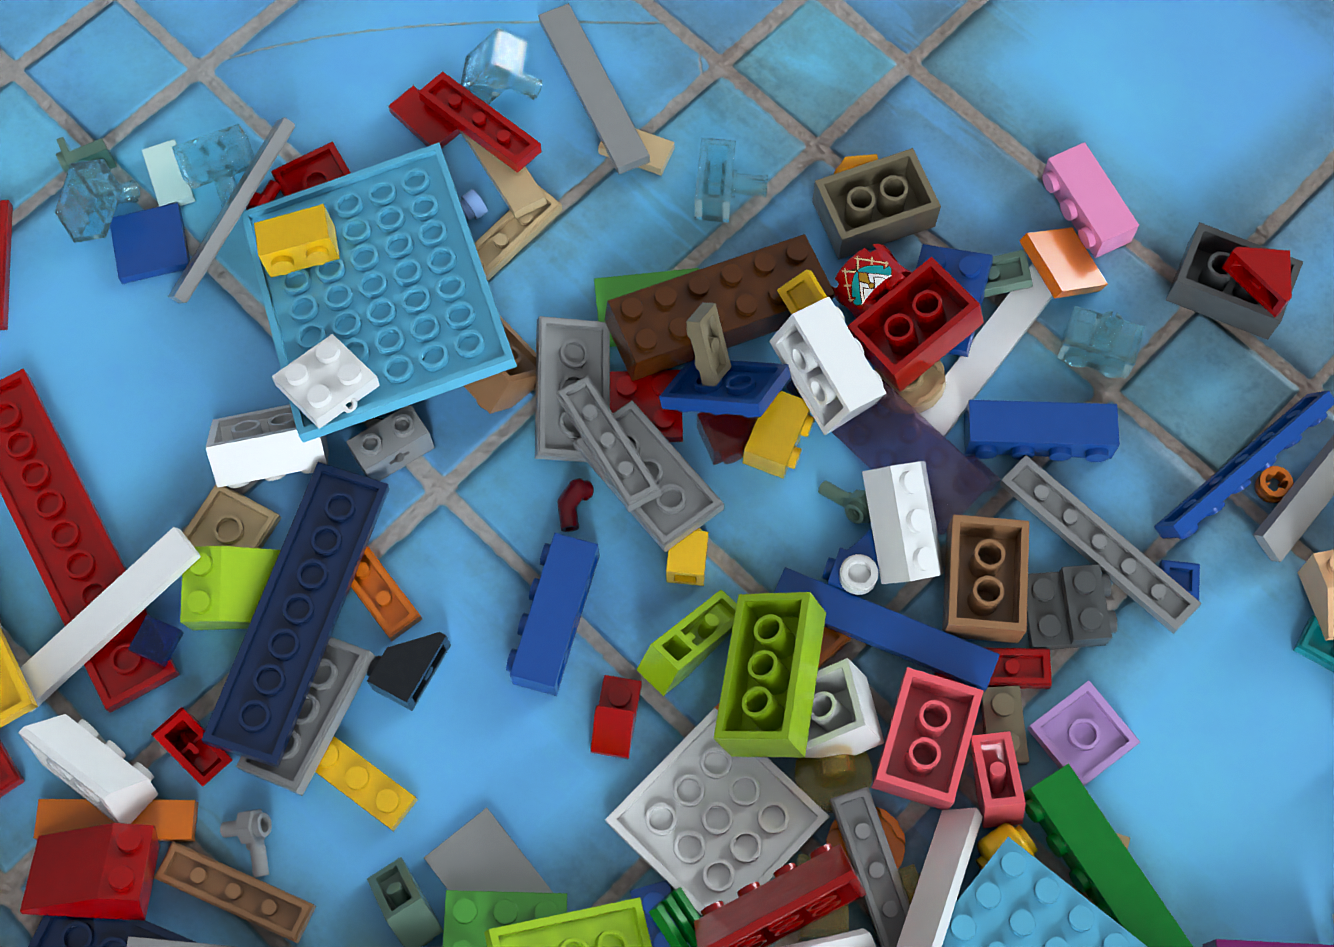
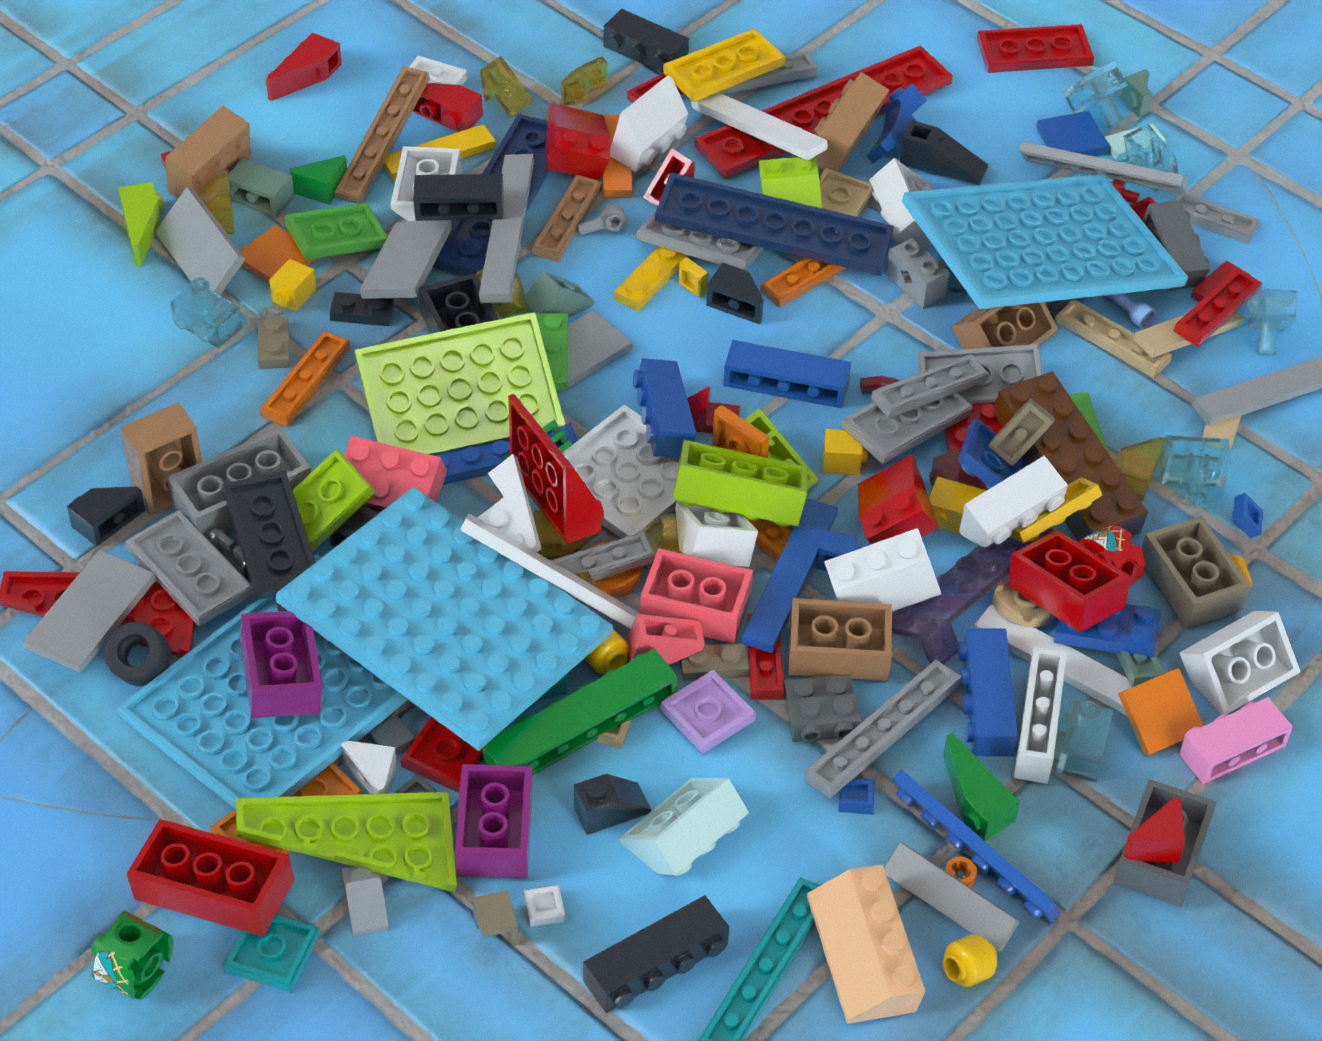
camera: 85 degrees right, 20 degrees down
(112, 443) = (897, 119): none -> blue slope
(122, 497) = (849, 120): none -> medium nougat brick
(155, 640) = (745, 155): clear blue tile -> none
(176, 397) = (937, 152): none -> black slope
(296, 240) = (1074, 190): yellow brick -> none
(313, 106) = (1219, 218): none -> light grey tile
(326, 381) = (950, 201): white plate -> none
(362, 146) = (1174, 231): none -> dark grey brick
(376, 723) = (693, 277): none -> yellow tile
(625, 765) = (663, 406): none -> blue brick
(691, 674) = (737, 434): none -> orange tile
(714, 237) = (1139, 464): none -> clear yellow slope
(780, 502) = (895, 502): none -> red slope
(784, 144) = (1247, 515): none -> blue plate
(858, 574) = (832, 544): white tile -> none
(983, 181) = (1241, 661): none -> white slope
(1079, 378) = (1040, 715): none -> white brick
(1177, 456) = (980, 796): none -> green slope
(1222, 850) = (608, 802): none -> black slope
(1246, 769) = (686, 825): none -> light aqua slope

